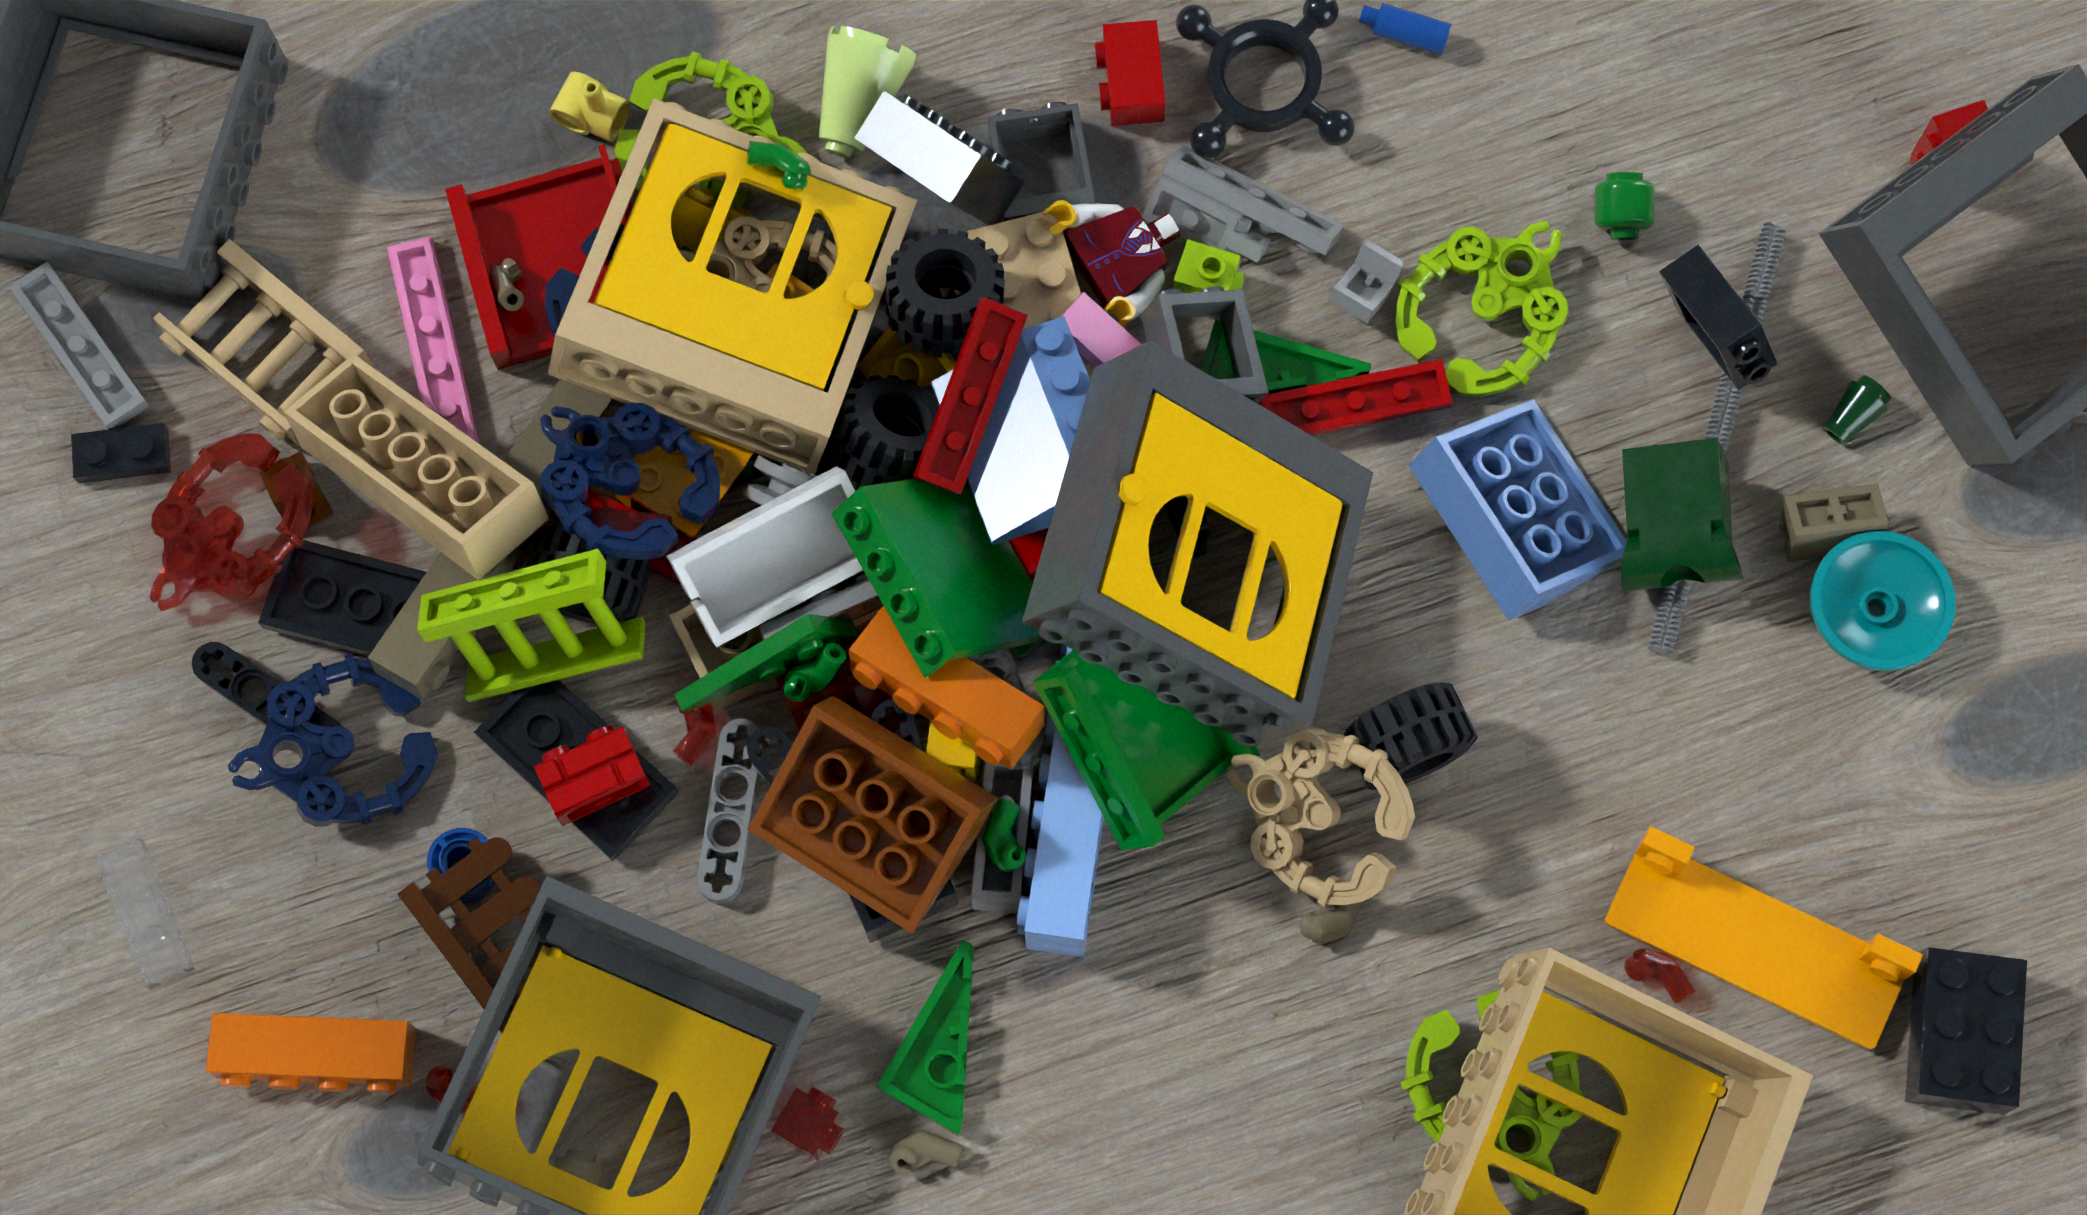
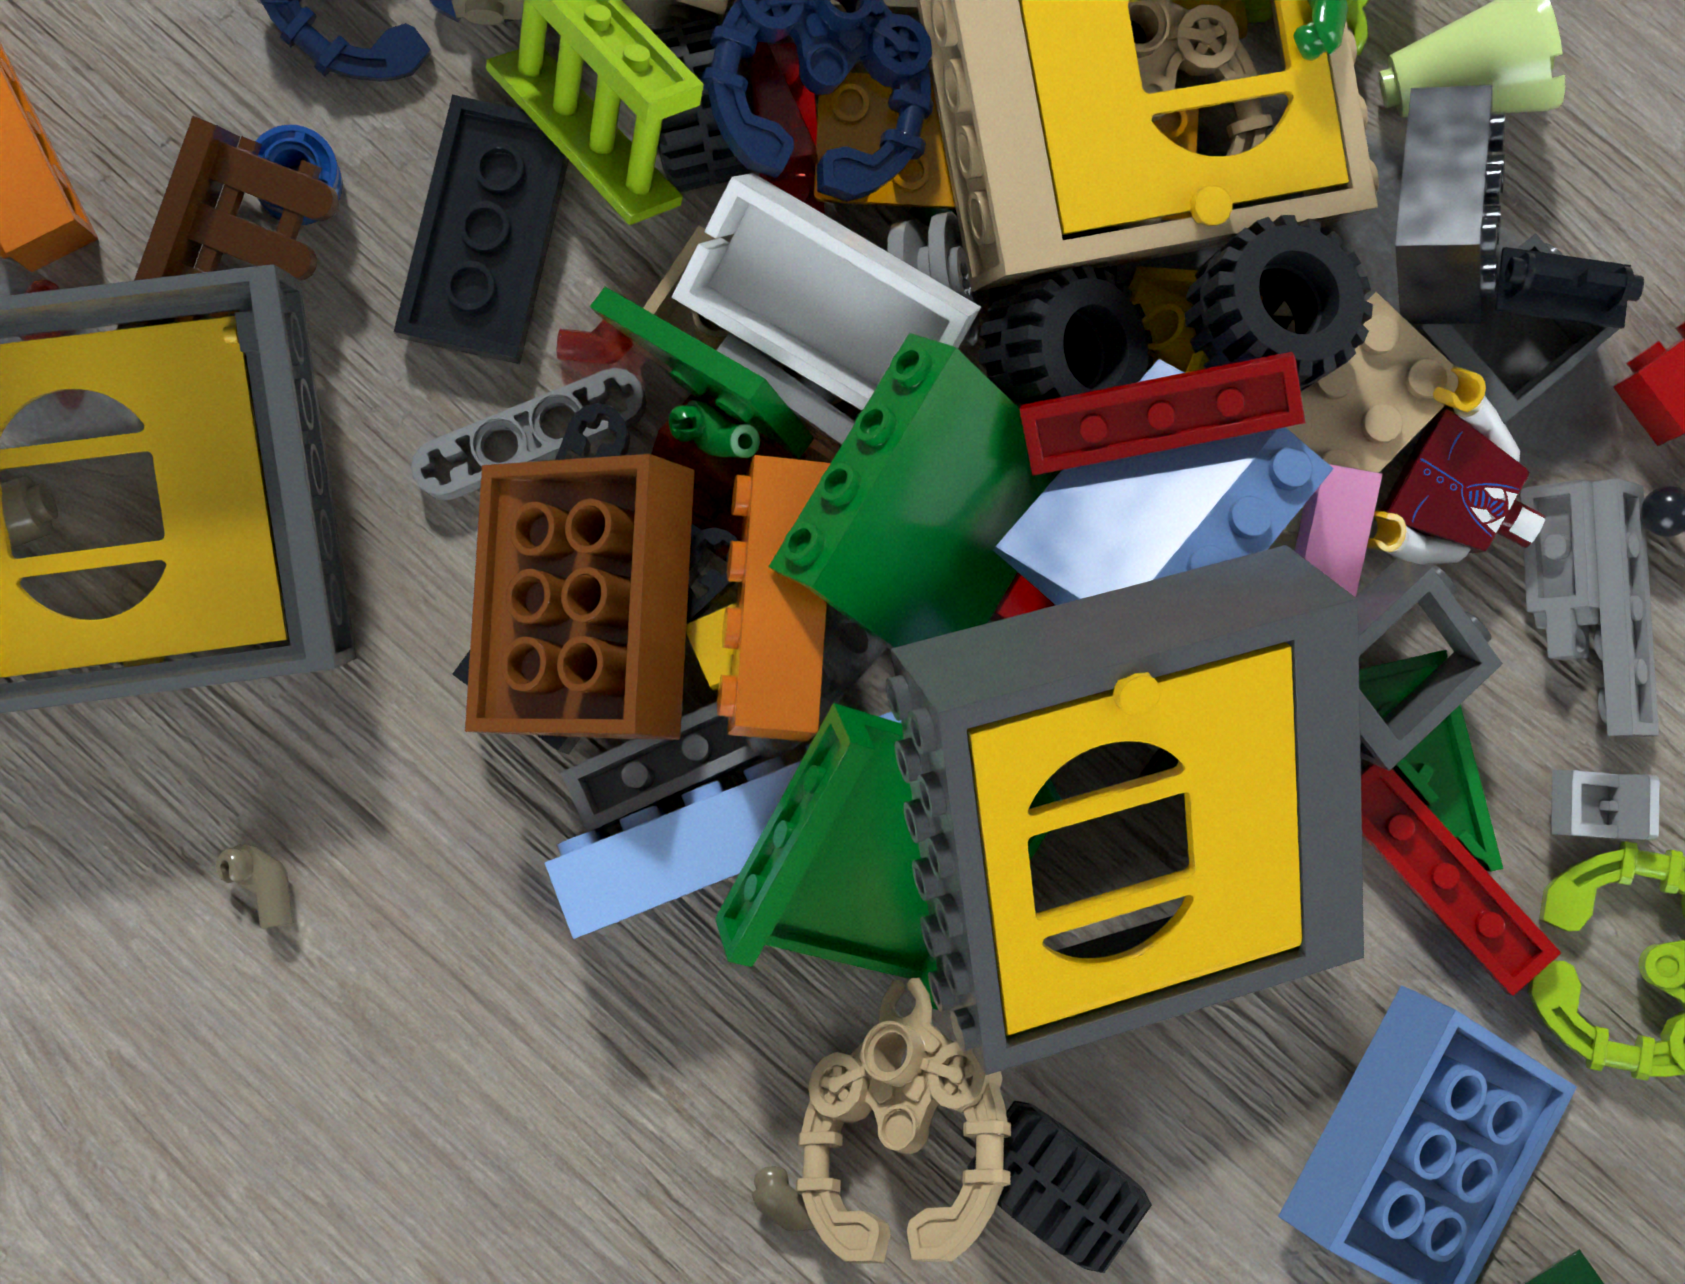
camera: 55 degrees right, 10 degrees up
(591, 774) = (466, 251): red brick -> none
(809, 1123) = (210, 736): clear red brick -> none
(932, 1059) = (368, 830): green wing -> none
(1000, 840) = (645, 766): green arm -> none
(1033, 119) = (1566, 287): none -> black hinge
(1207, 267) = (1504, 603): lime brick -> none

